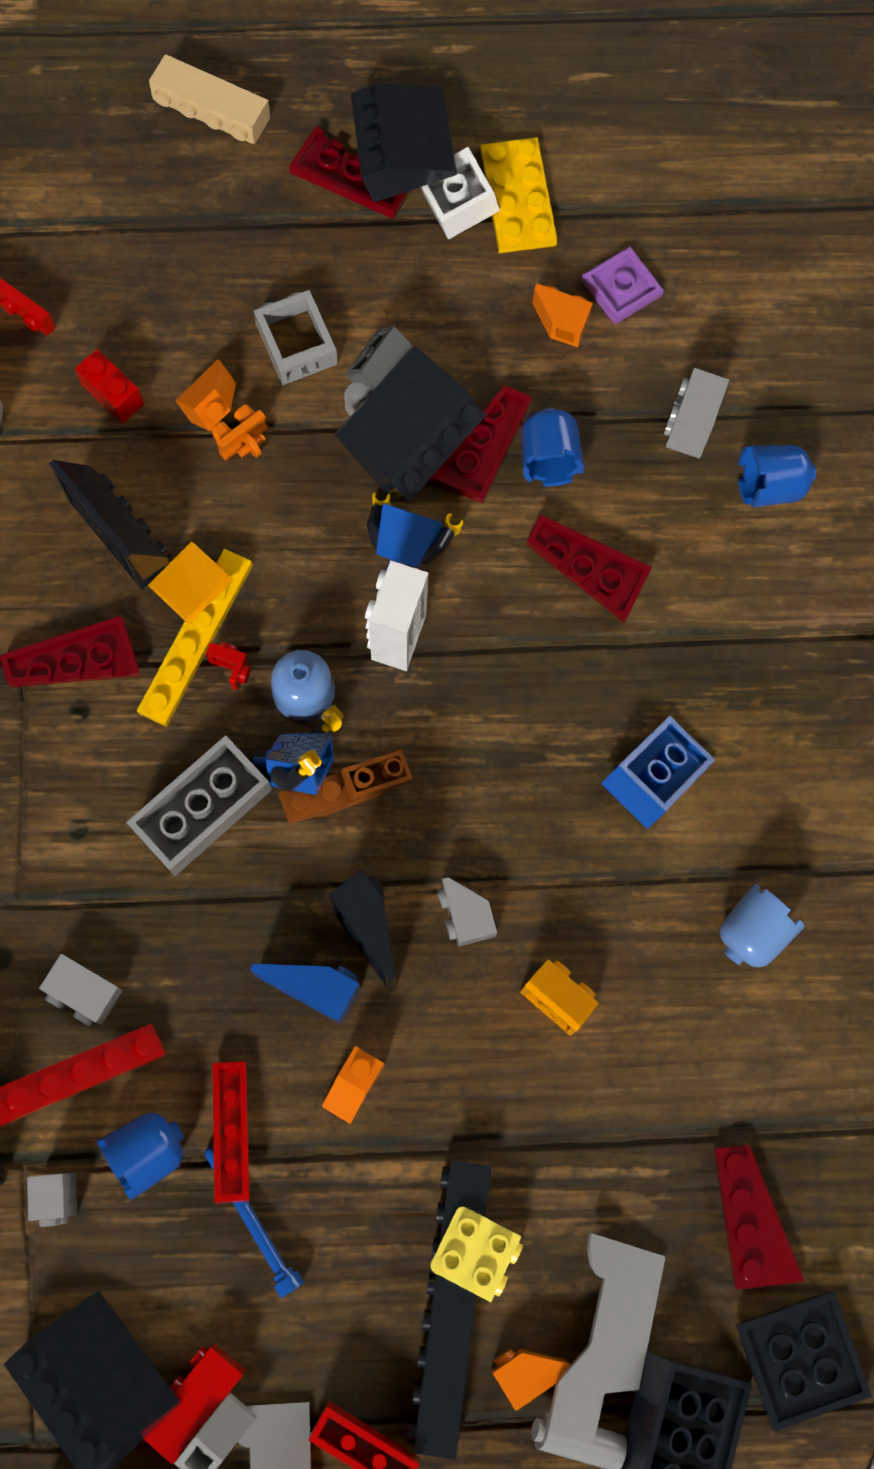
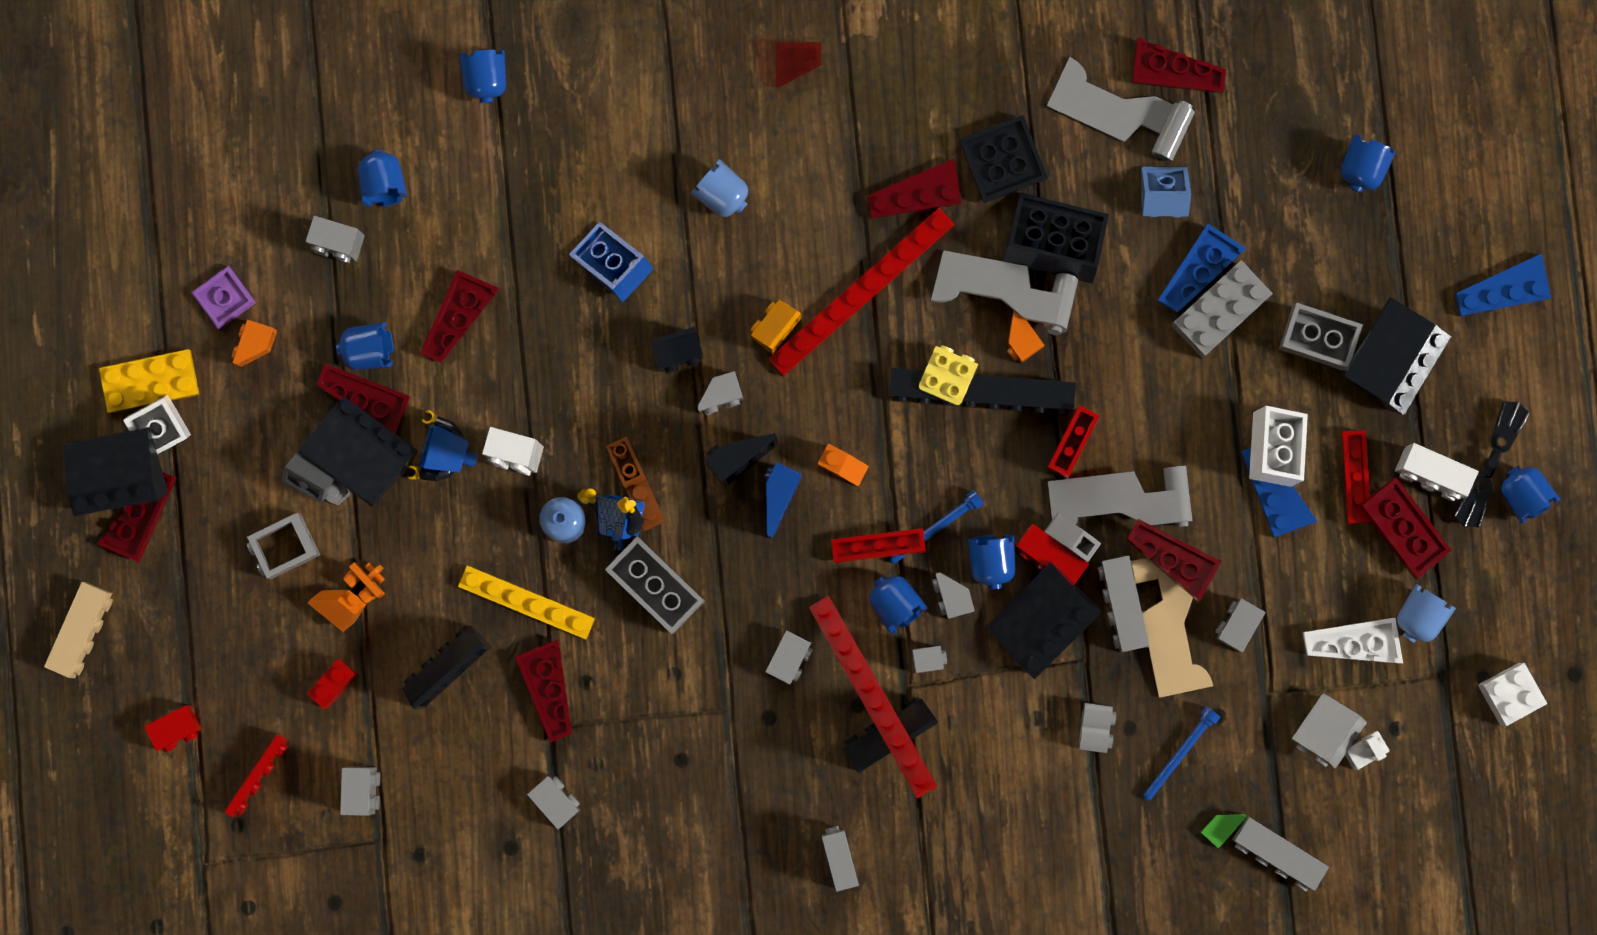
camera: 85 degrees left, 10 degrees up
(74, 198) = (173, 728): none -> red brick
(144, 1245) = (954, 596): none -> light grey slope
(190, 582) = (487, 608): light orange tile -> none
(194, 1307) = (992, 560): none -> blue cylinder
(229, 657) = (541, 576): red bracket -> none
(531, 853) = (677, 350): none -> black slope
(609, 1131) = (861, 292): none -> red plate

